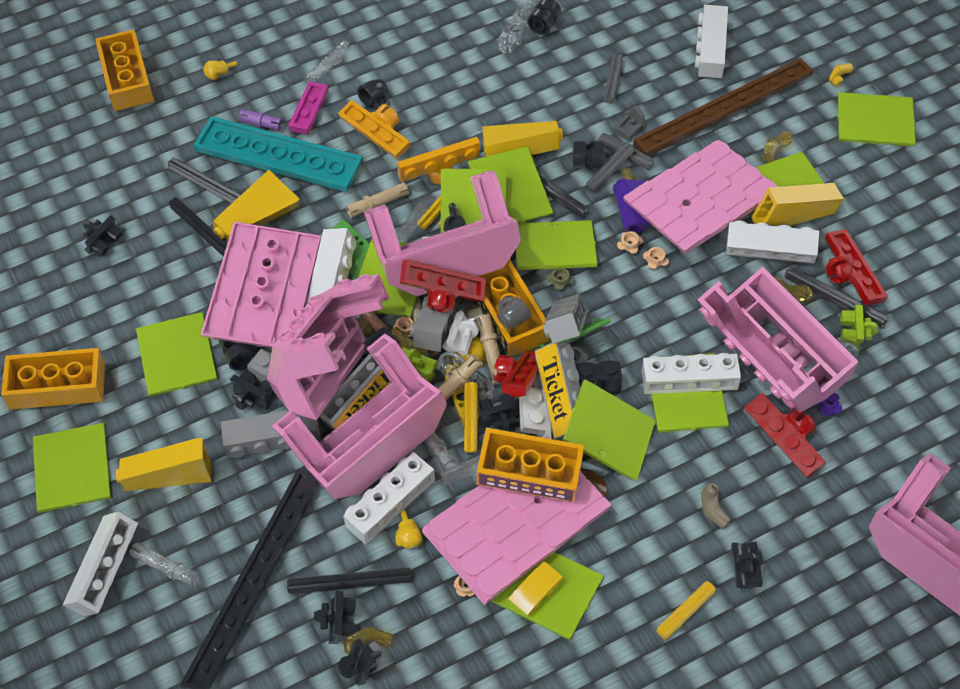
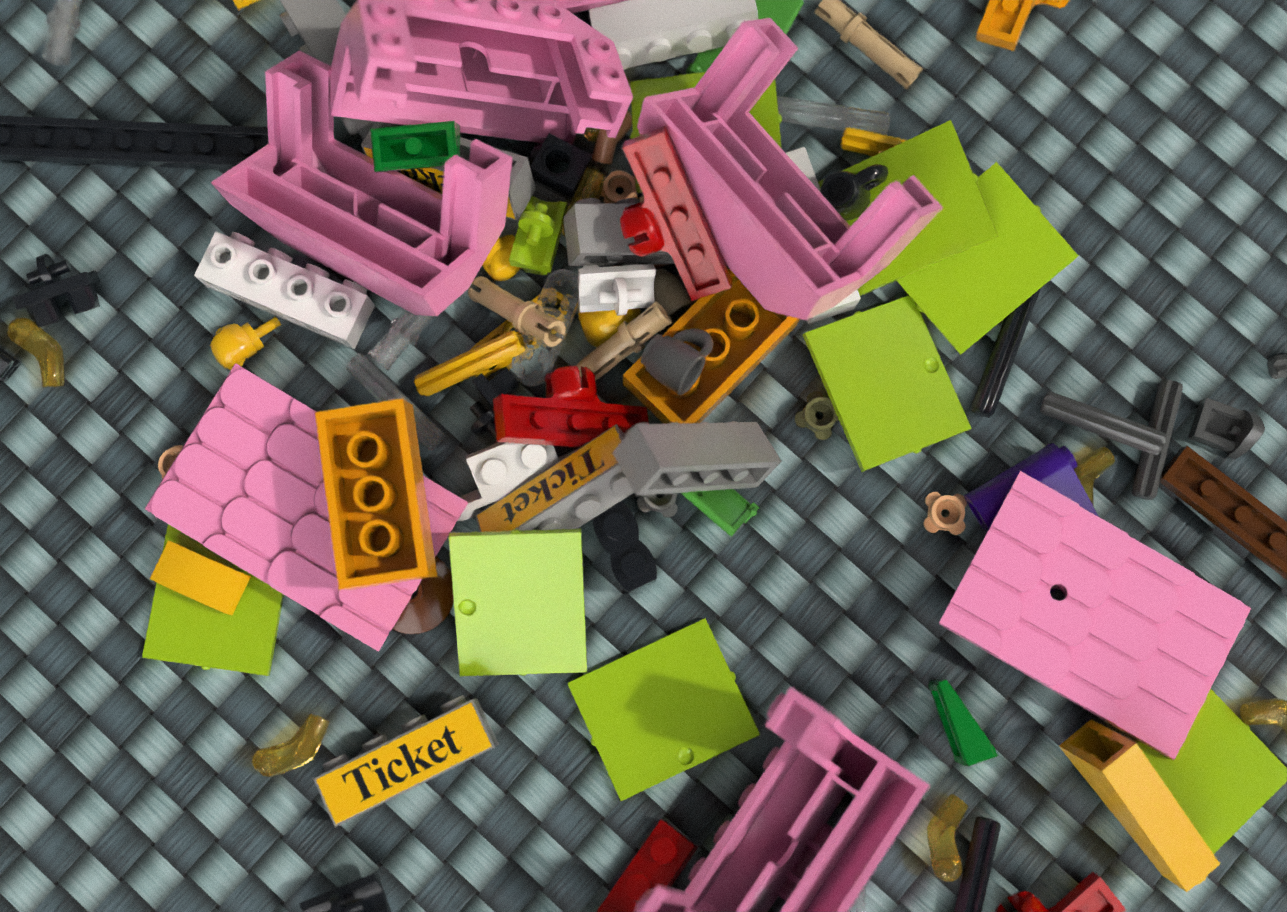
camera: 65 degrees right, 25 degrees up
(347, 393) = (414, 146): none -> green slope
(349, 580) = (131, 286): black axle -> none
(442, 158) = (978, 113): light orange plate -> none
(538, 136) = (1098, 228): yellow slope -> none
(588, 154) = (1114, 372): black wheel -> none
(651, 570) = (294, 752): none -> clear yellow arm
(659, 254) = (928, 558): light nougat plate -> none
(675, 515) = (405, 761): none -> yellow brick
(685, 610) = (245, 828): yellow axle -> none
(690, 373) = (690, 708): white brick -> none
(711, 506) = (446, 816): dark tan arm -> none
(736, 266) = (962, 731): none -> green slope
(772, 242) = (1037, 779): white brick -> none

